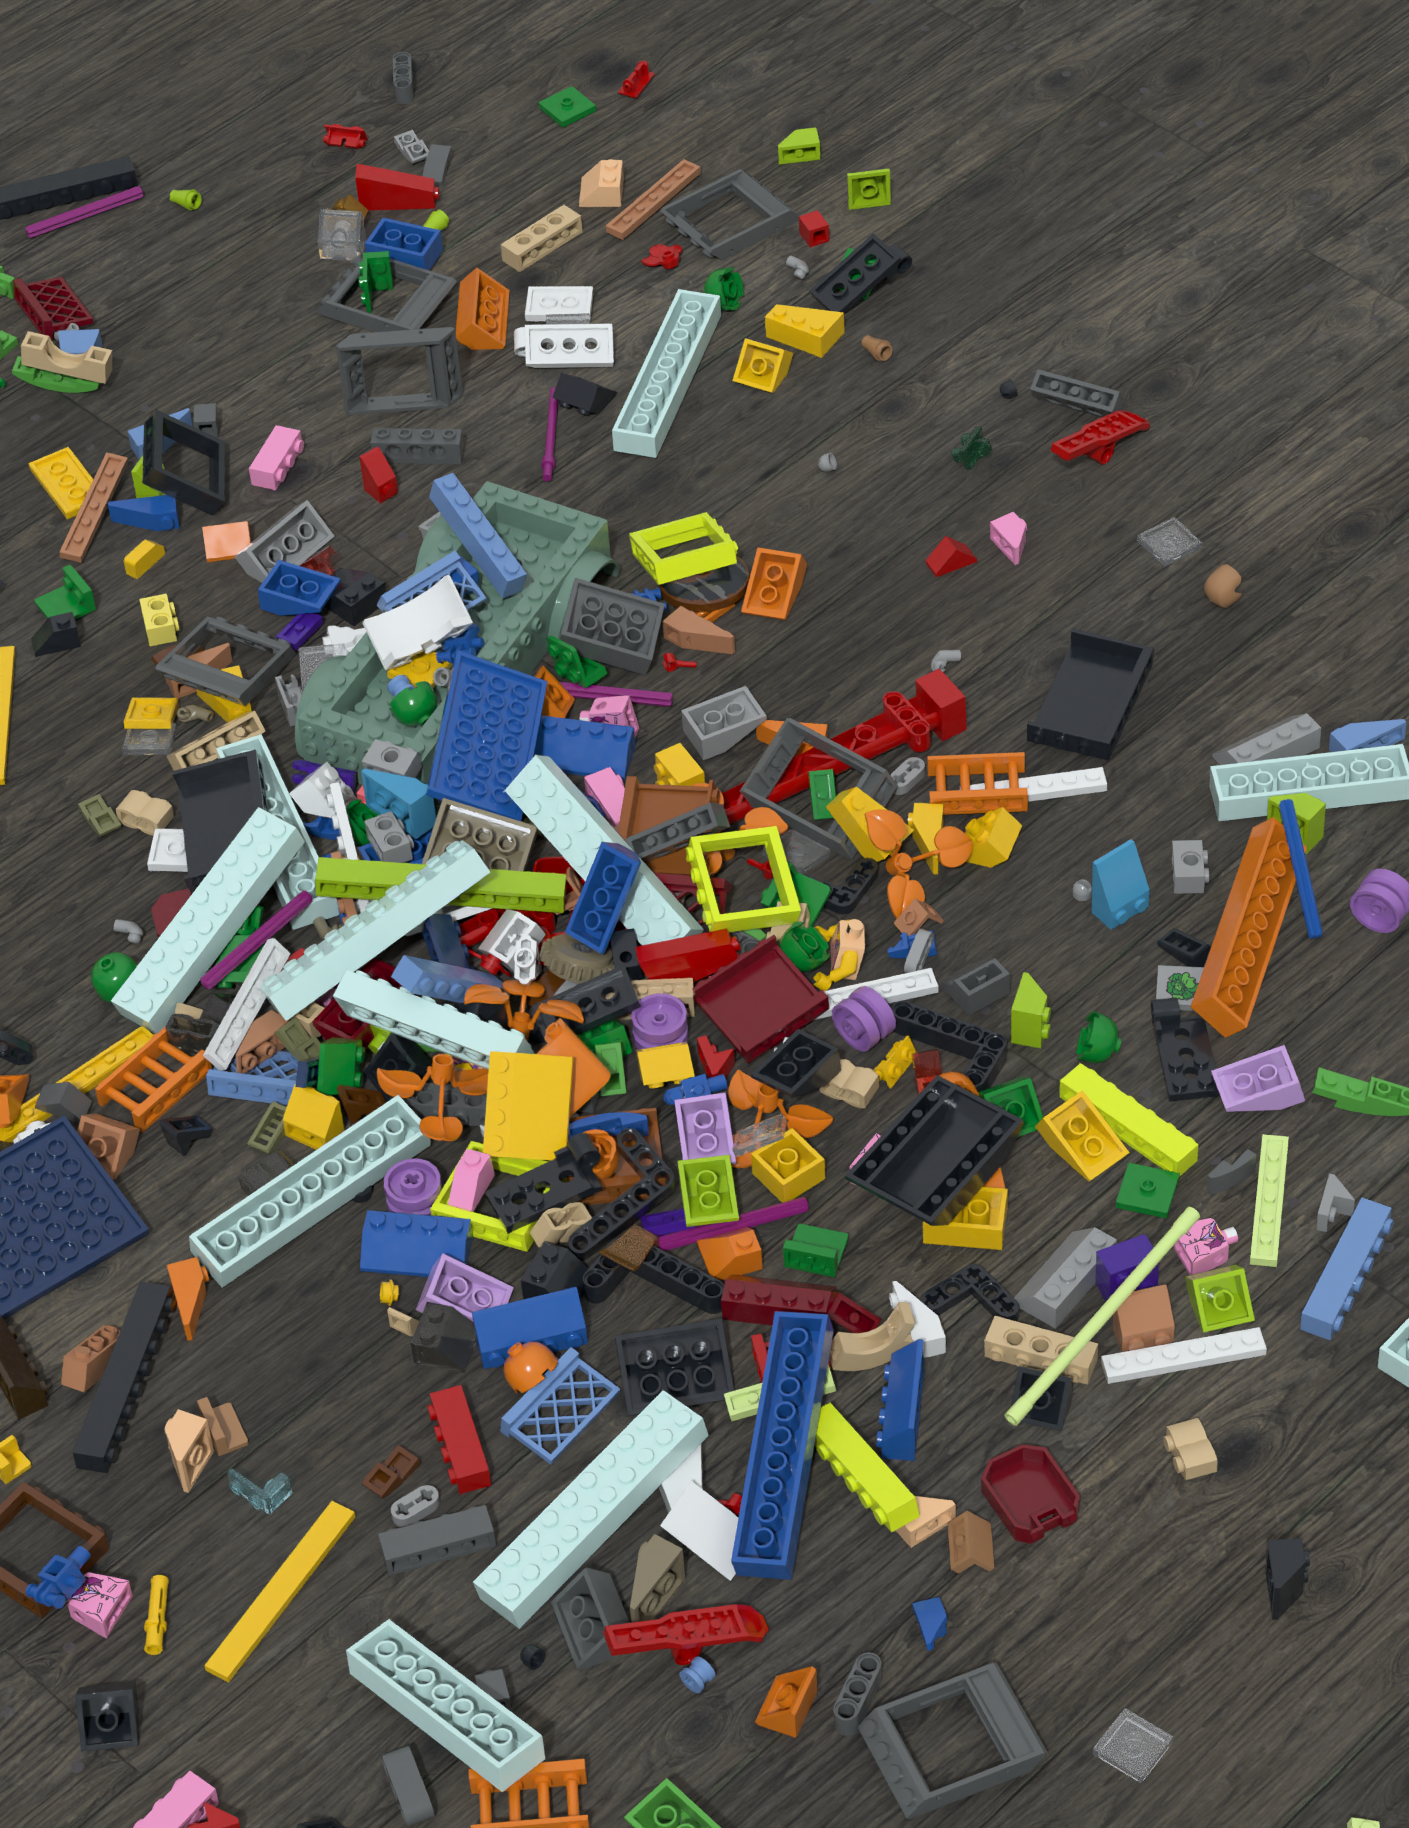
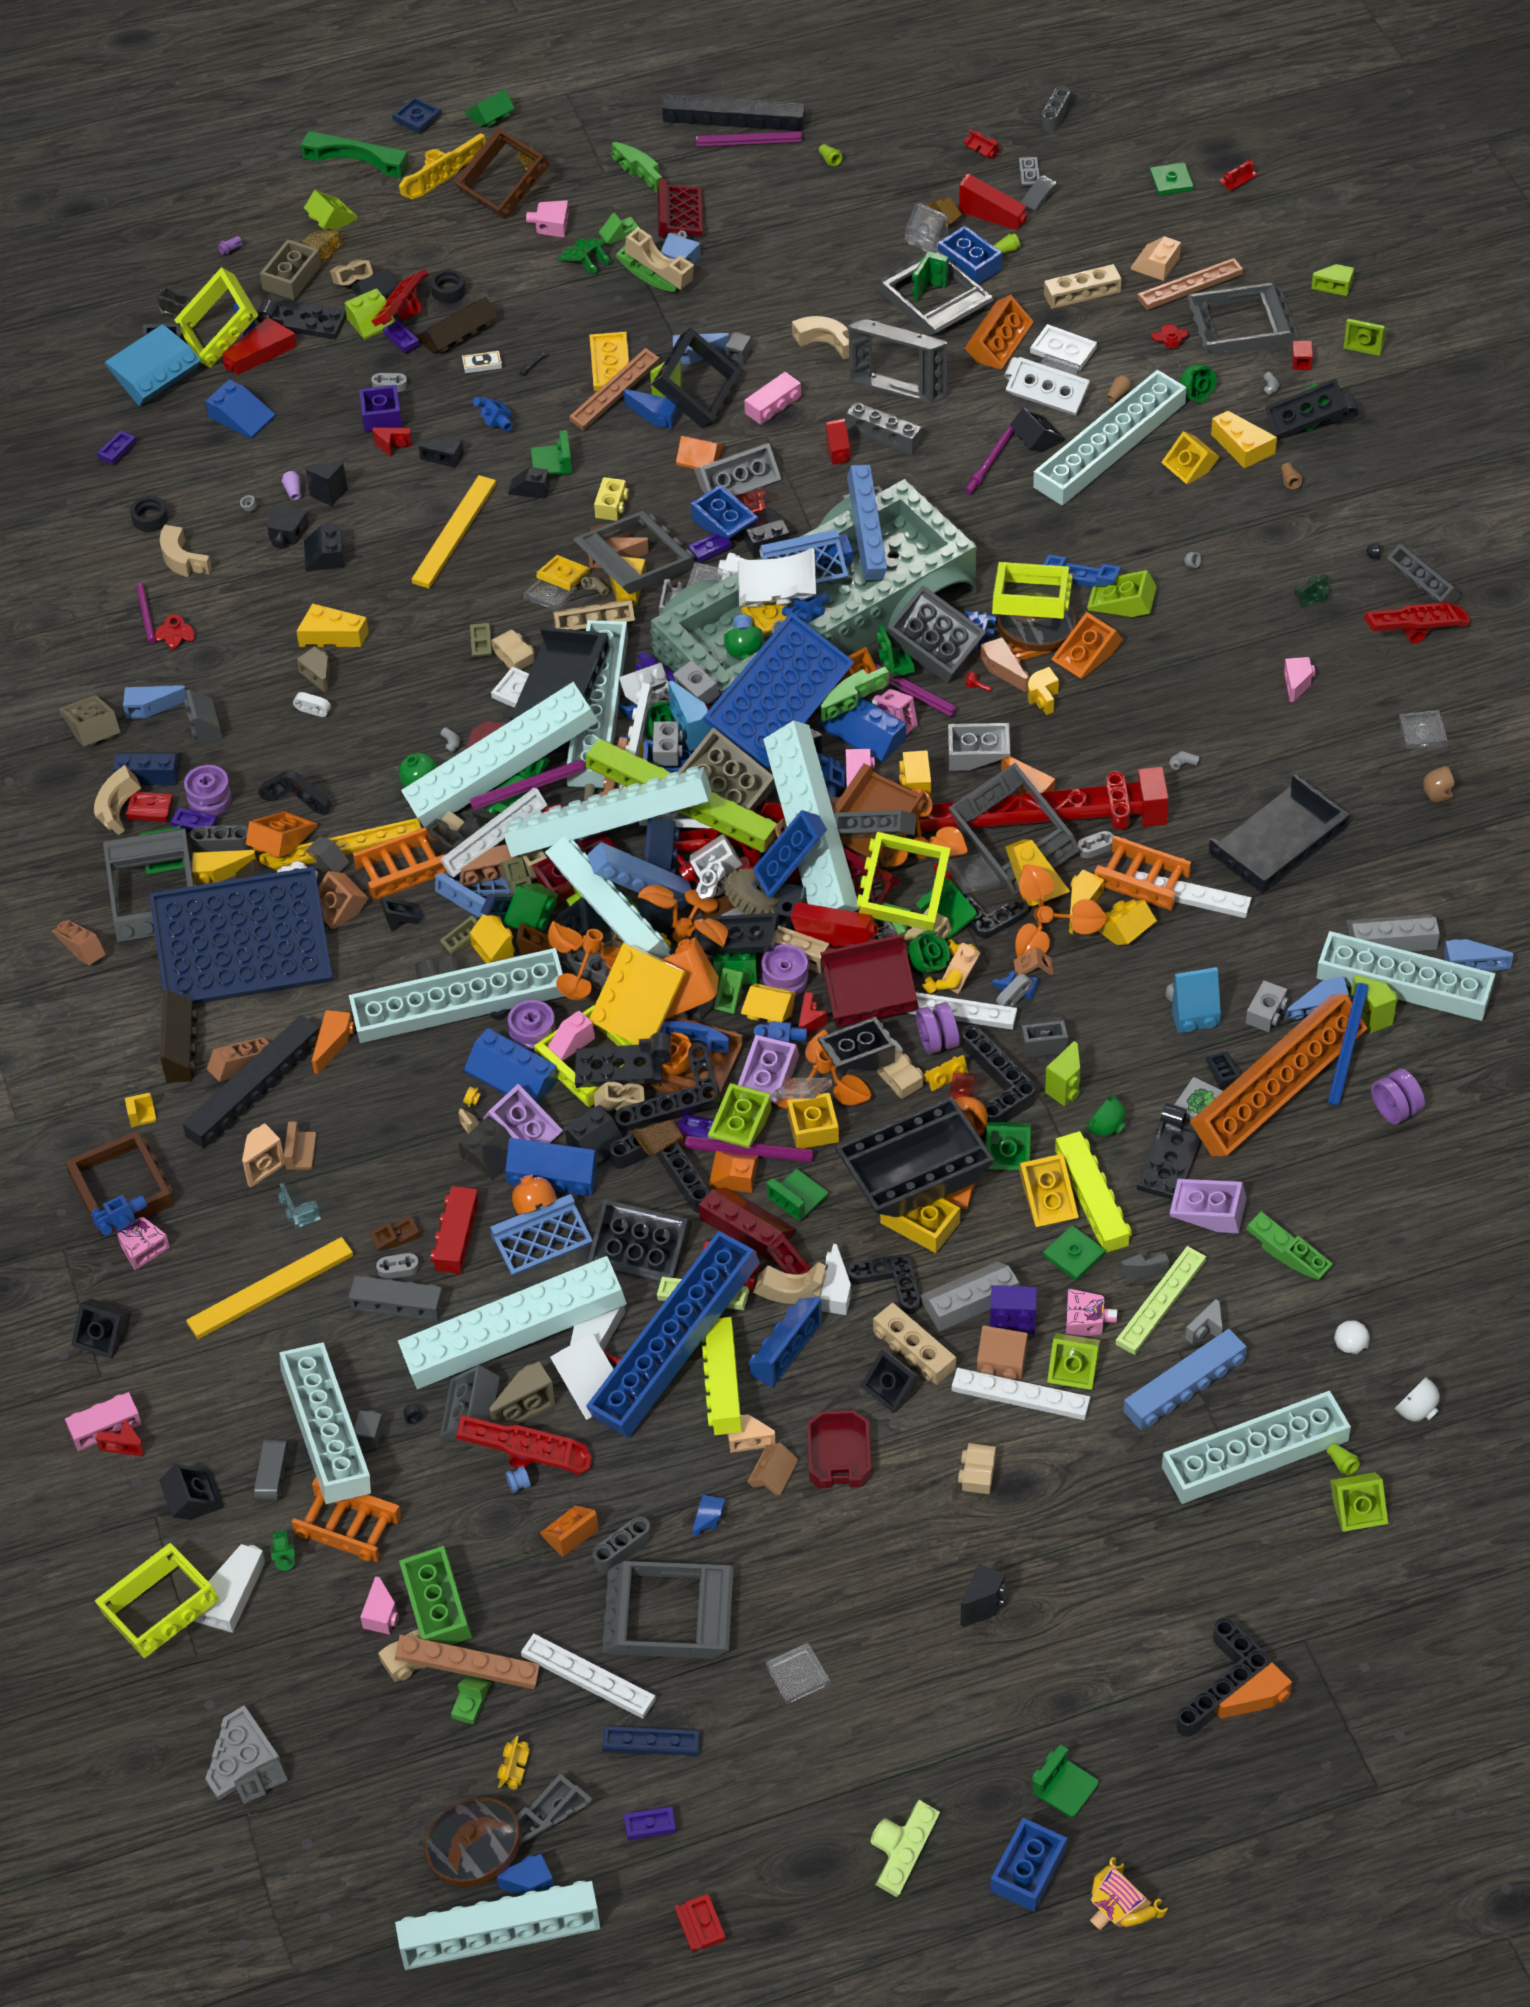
camera: 25 degrees right, 5 degrees up
(143, 558) = (628, 444): yellow piece -> none
(156, 1623) = (166, 1280): yellow pin -> none
(291, 371) = (822, 329): none -> tan arch
(563, 705) = (846, 694): none -> bright green slope
(643, 323) = (1119, 387): none -> medium nougat cone
(729, 516) = (1086, 575): none -> blue slope
(754, 644) = (1041, 688): none -> yellow brick
(778, 520) = (1128, 596): none -> lime slope
(821, 792) = (1019, 829): green plate -> none
(949, 557) = (1240, 675): red slope -> none
(1026, 1402) = (1060, 1294): yellowish green piece -> none
(1236, 838) = (1315, 997): none -> medium blue slope

